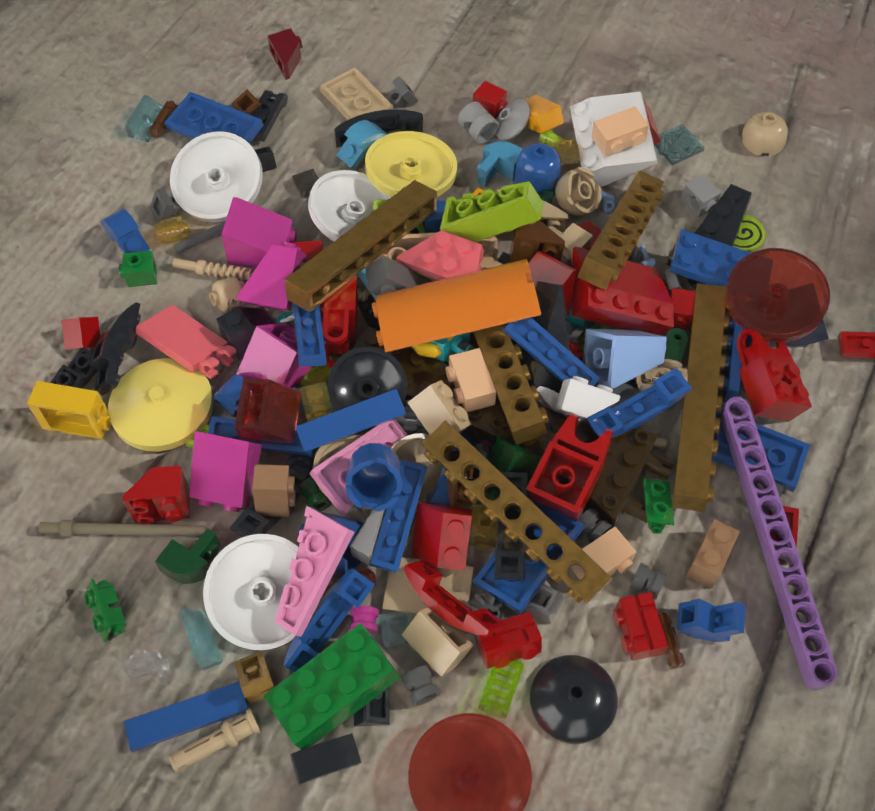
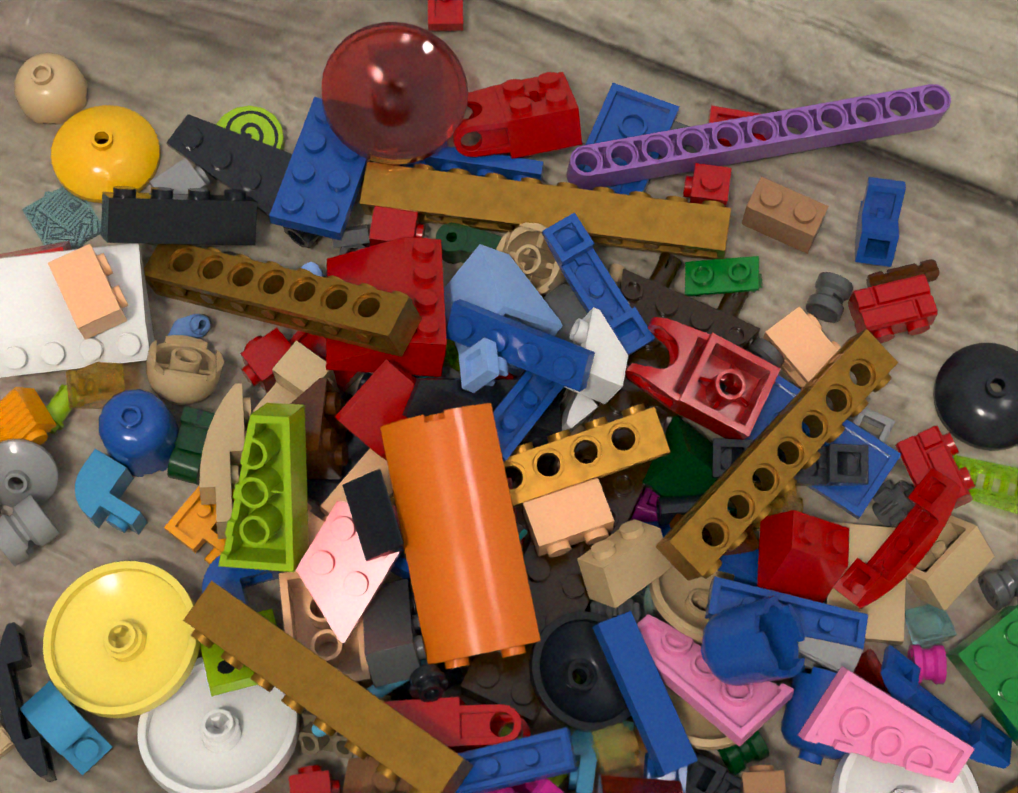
camera: 90 degrees left, 10 degrees up
(364, 293) = (428, 683): none -> black plate
(469, 259) = (373, 516): none -> black slope
(572, 324) = (481, 365): none -> light blue tile
(588, 346) = (522, 345): none -> blue plate
(676, 184) = (178, 218): none -> black brick
(724, 161) = (93, 168): none -> yellow dish
(728, 502) = (708, 184): none -> red brick

